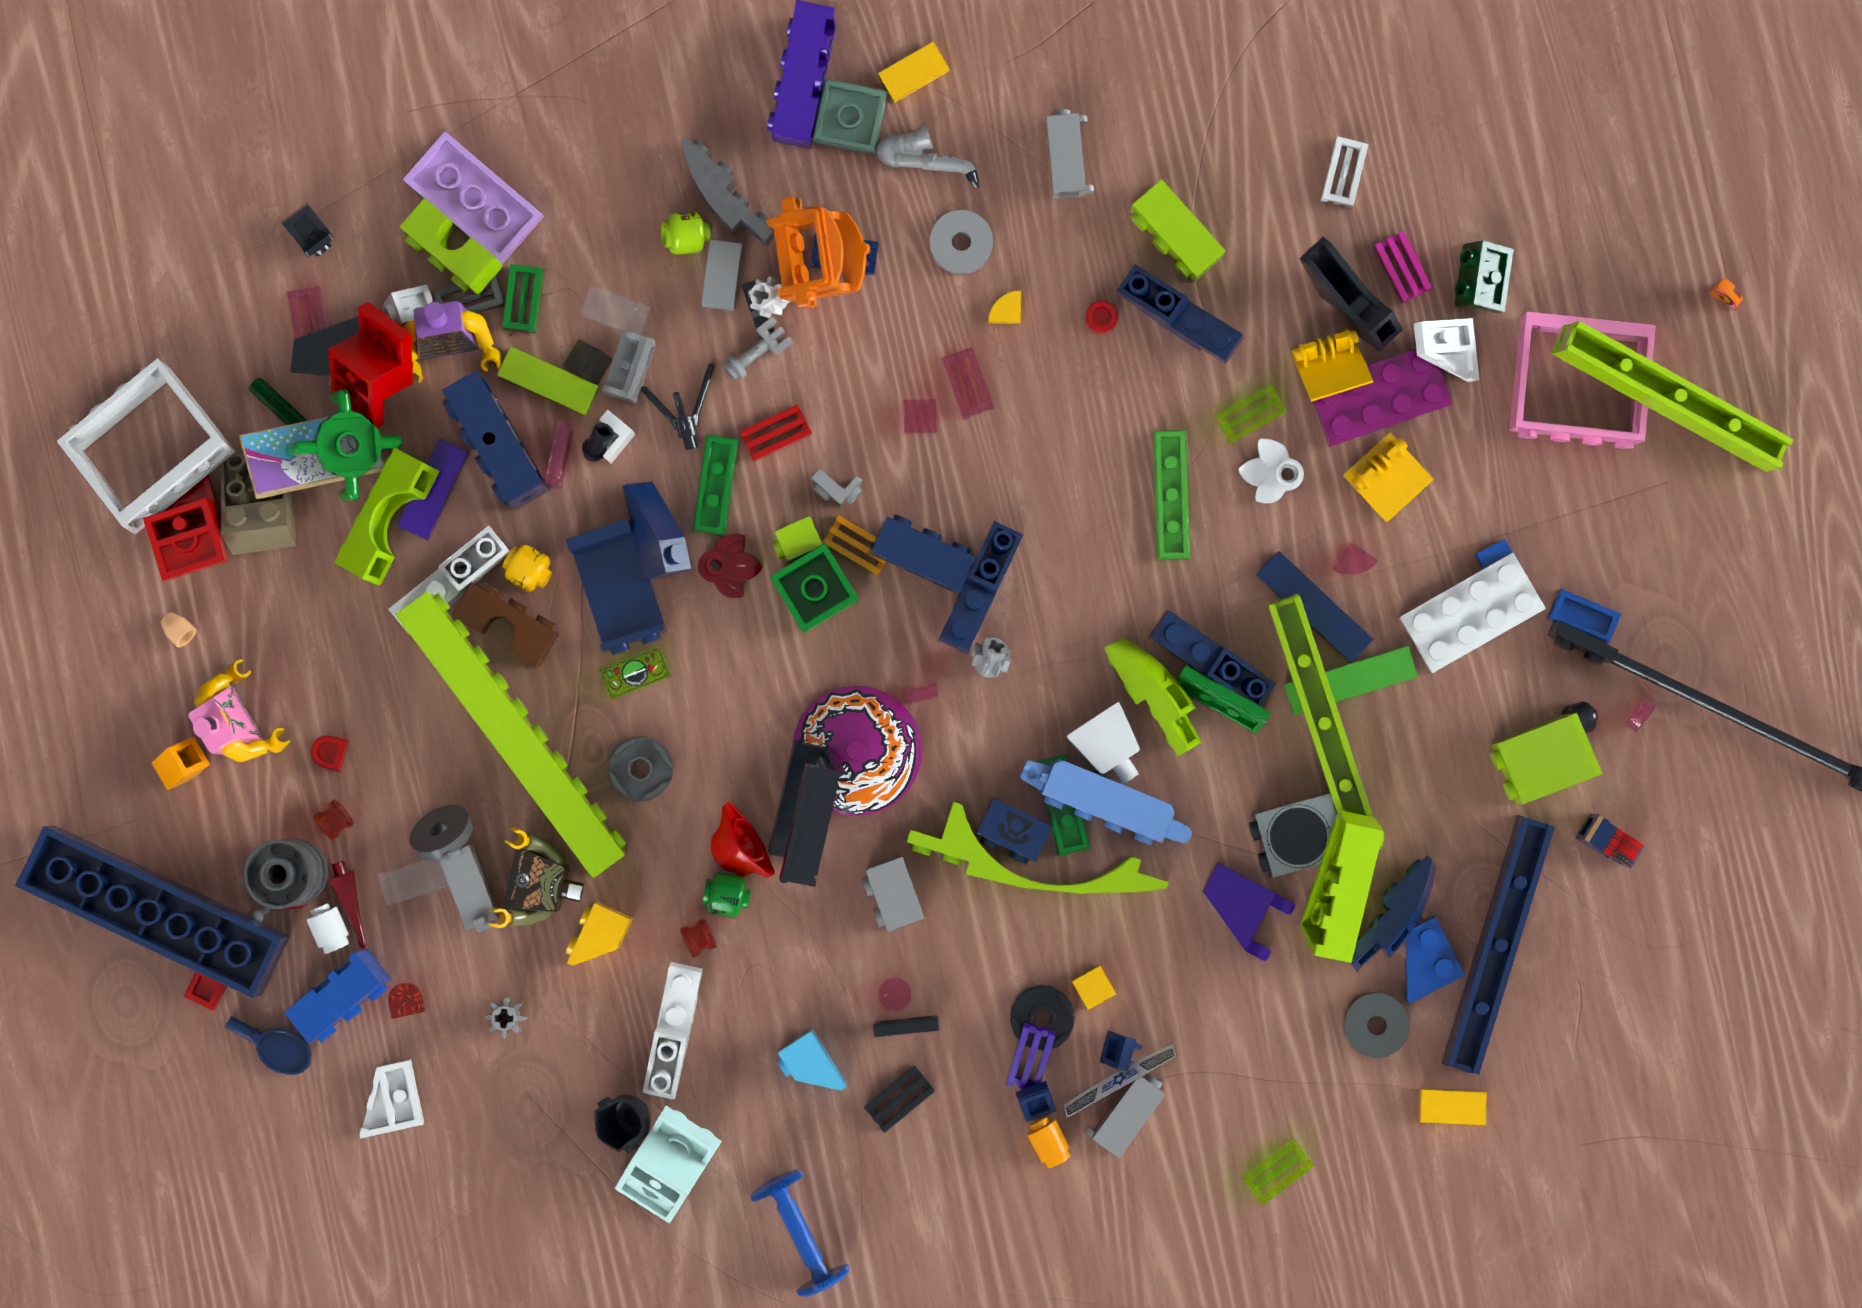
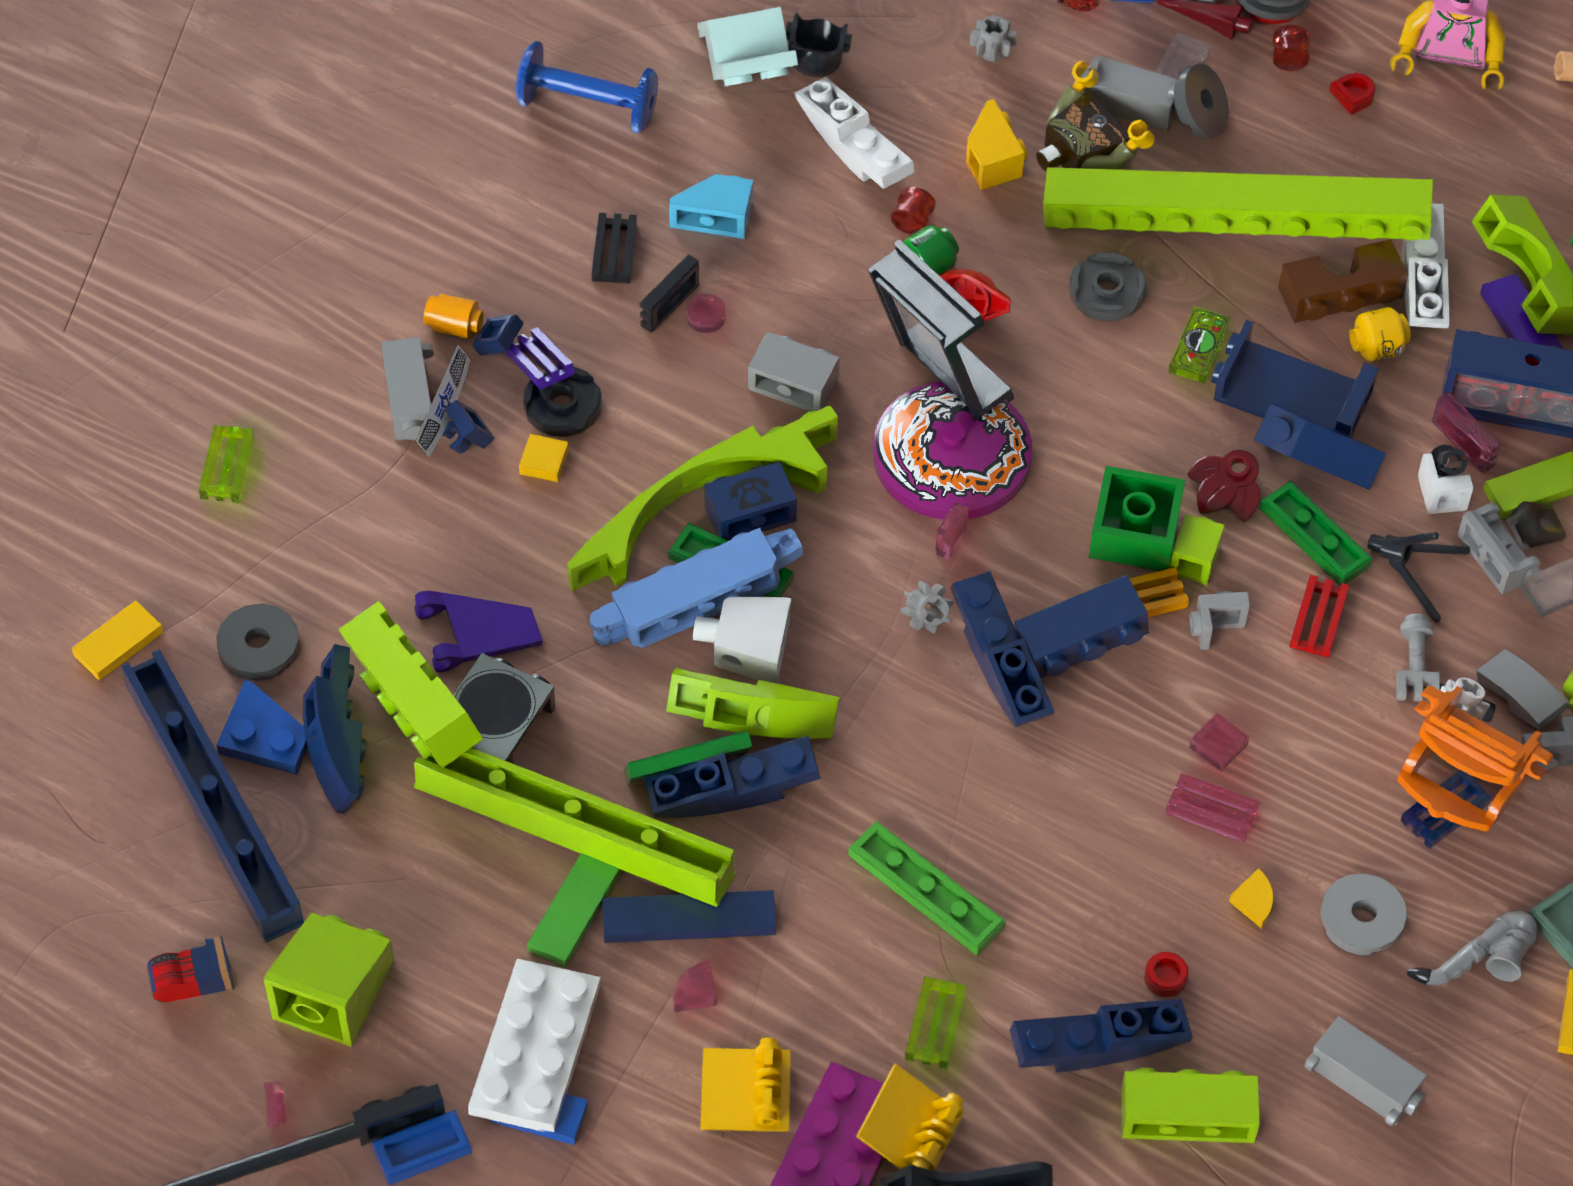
camera: 135 degrees right, 30 degrees down
(1267, 469) = (862, 987): white plate -> none
(1586, 713) = (331, 1051): black piece -> none

